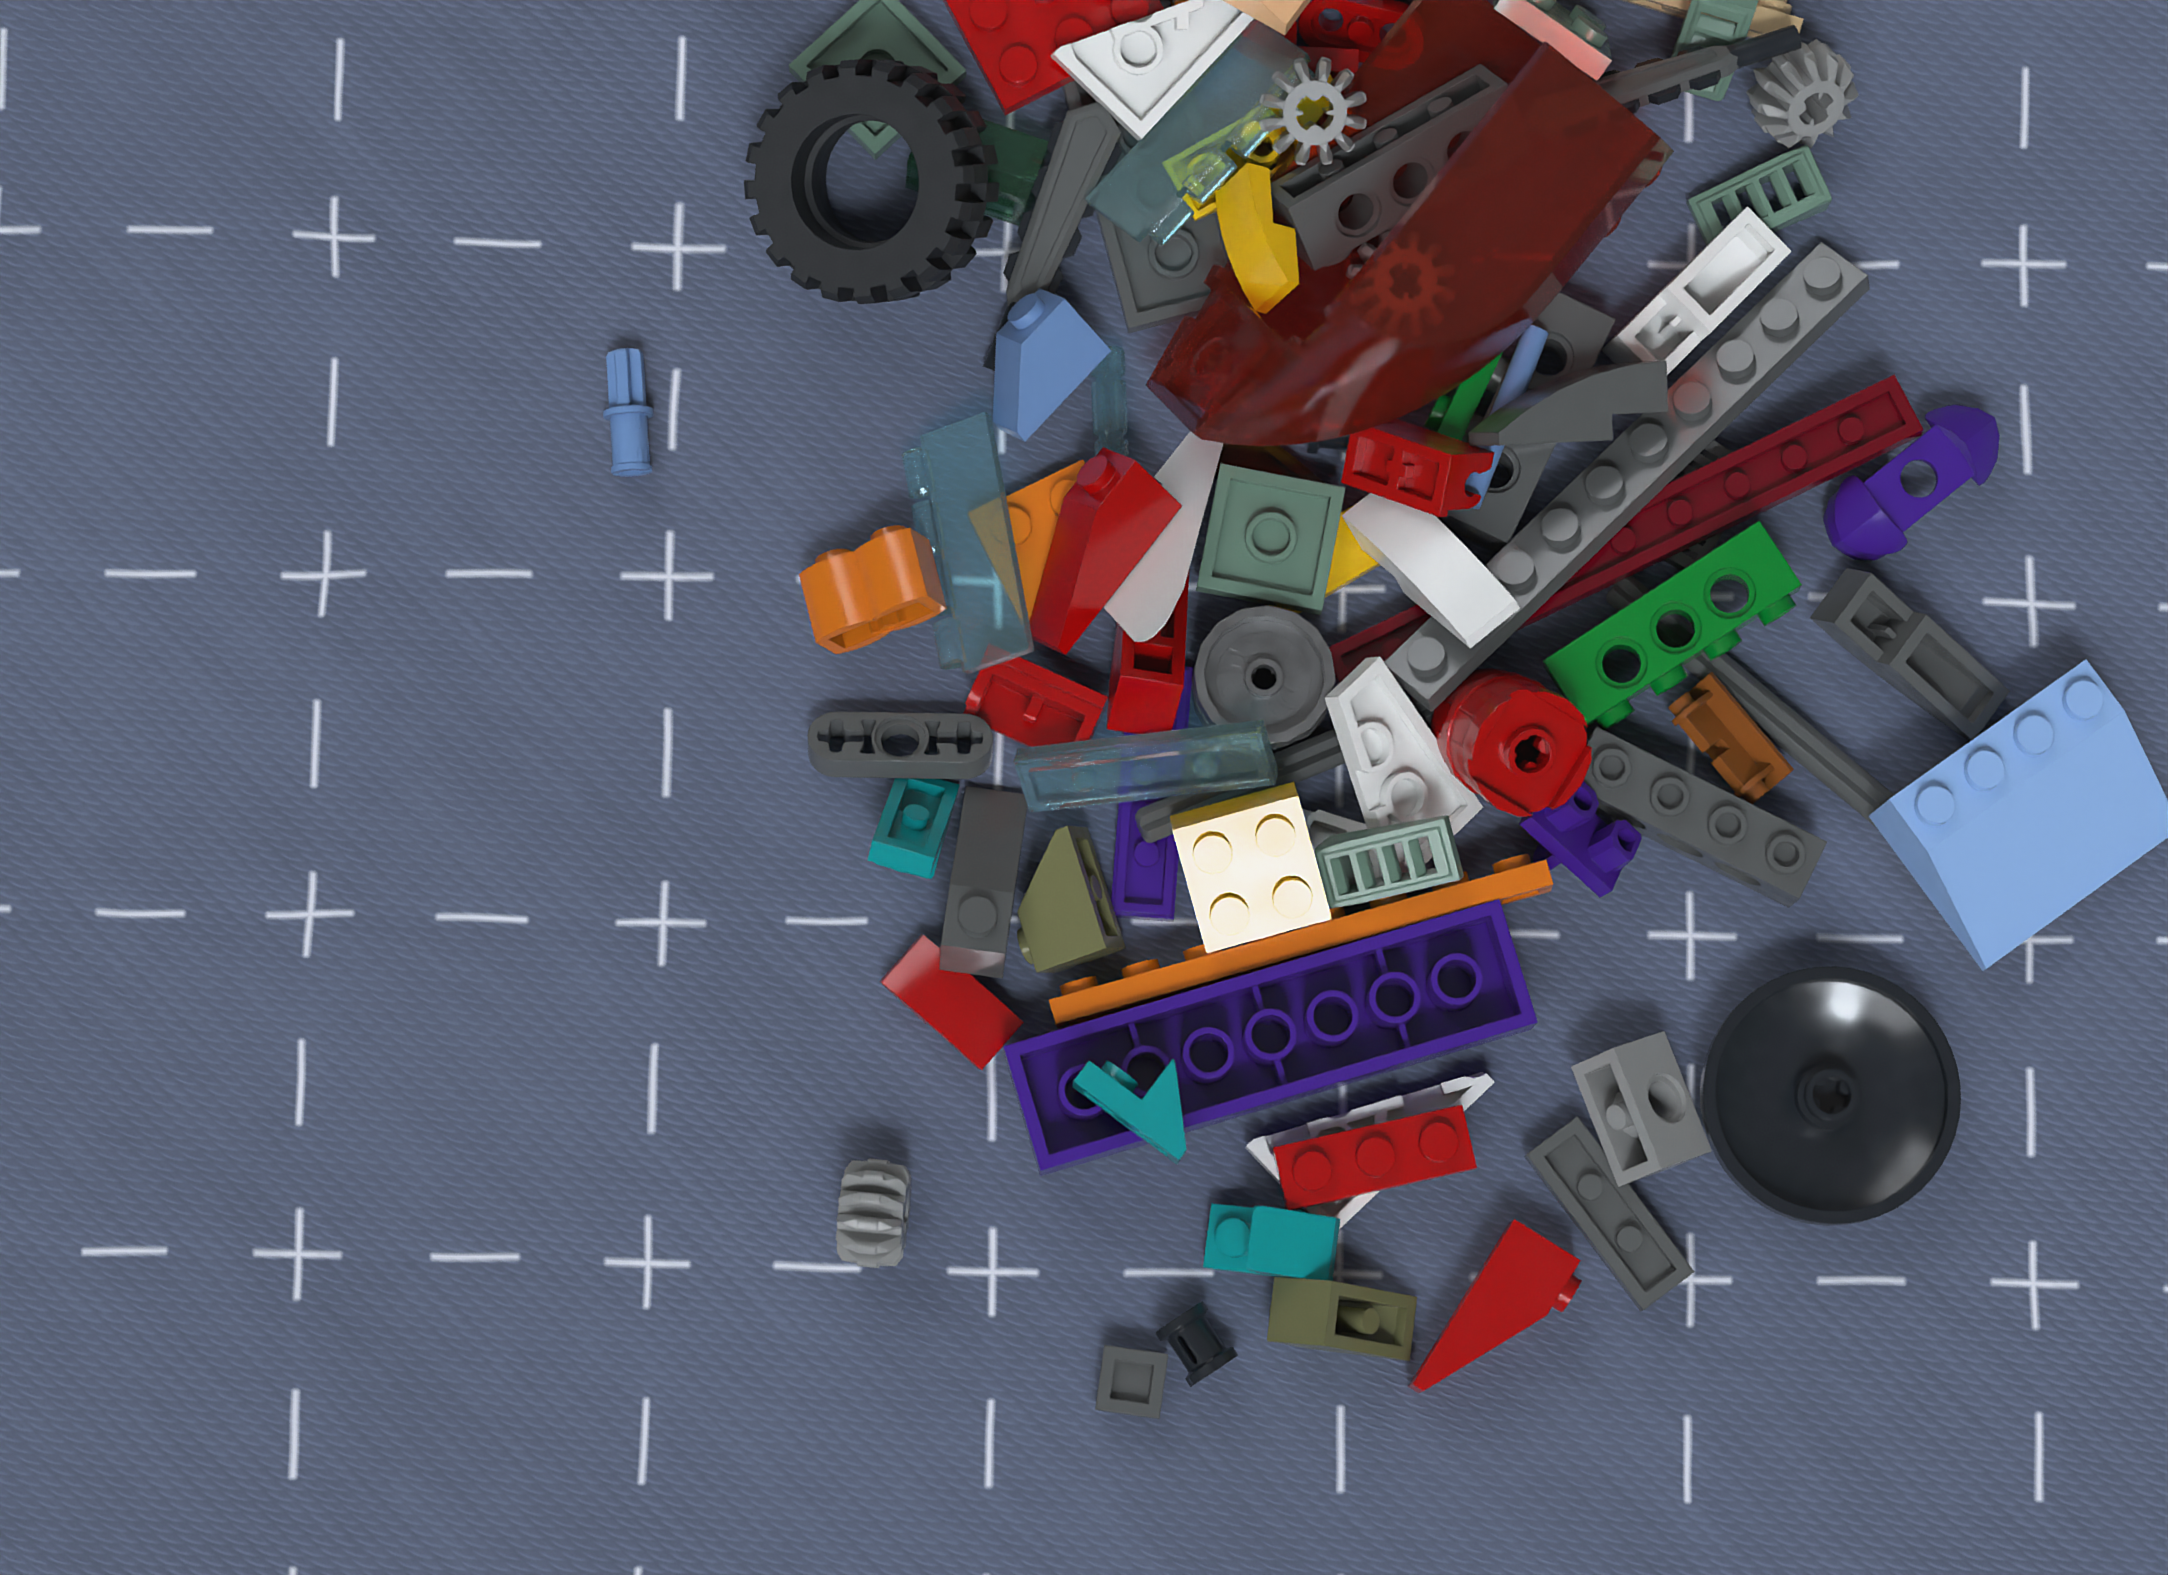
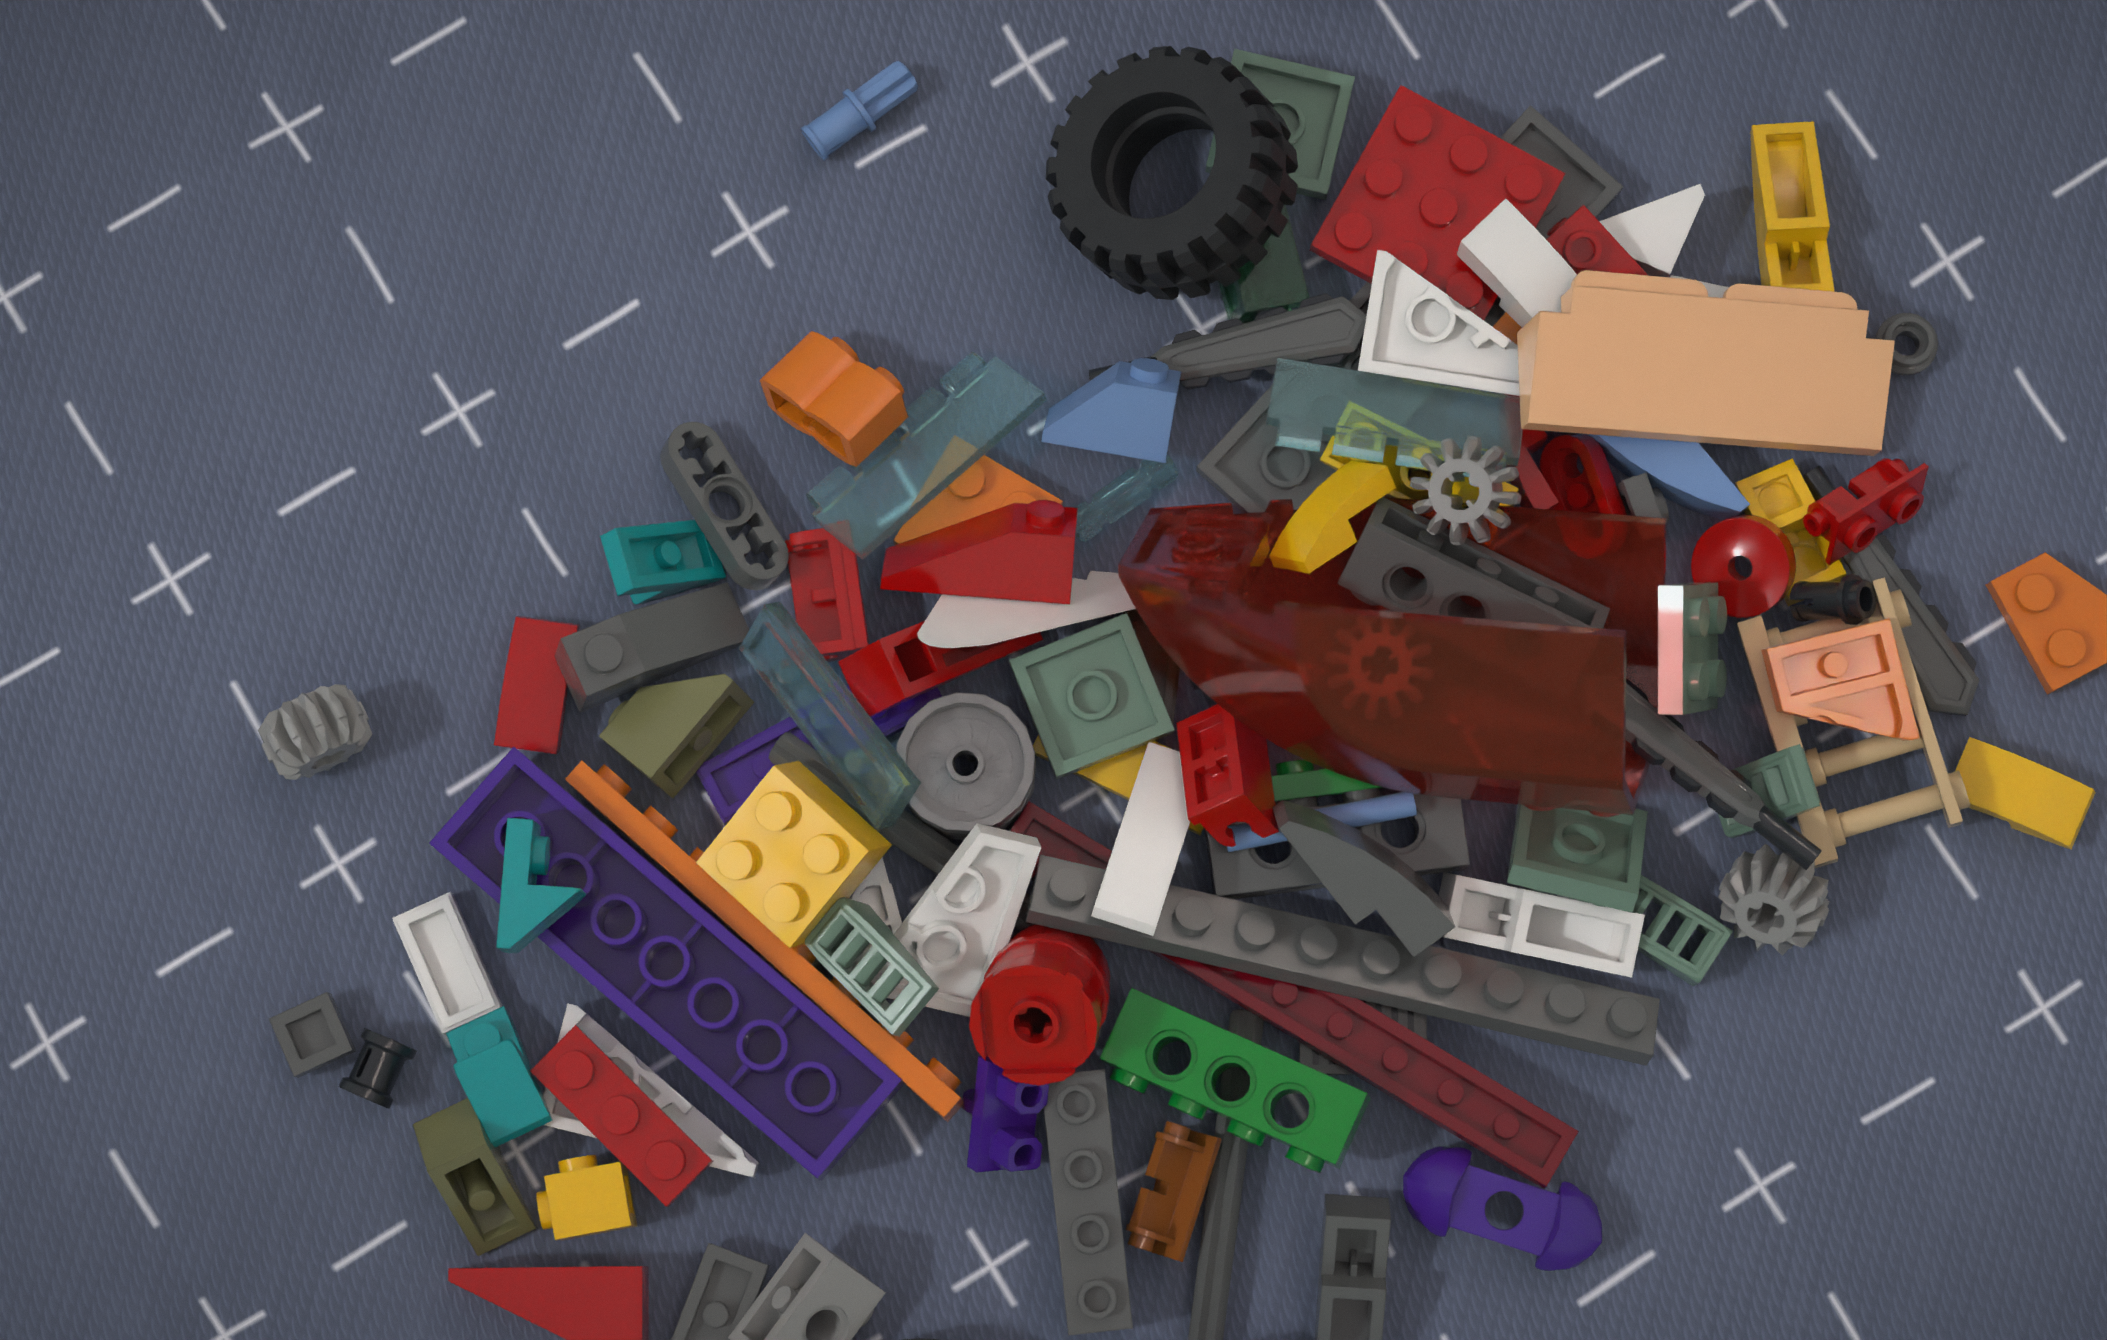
camera: 65 degrees right, 0 degrees up
(1141, 1230) = (447, 962): none -> white tile
(1423, 1234) = (586, 1199): none -> yellow brick
(1667, 227) = (1579, 855): none -> sand green plate

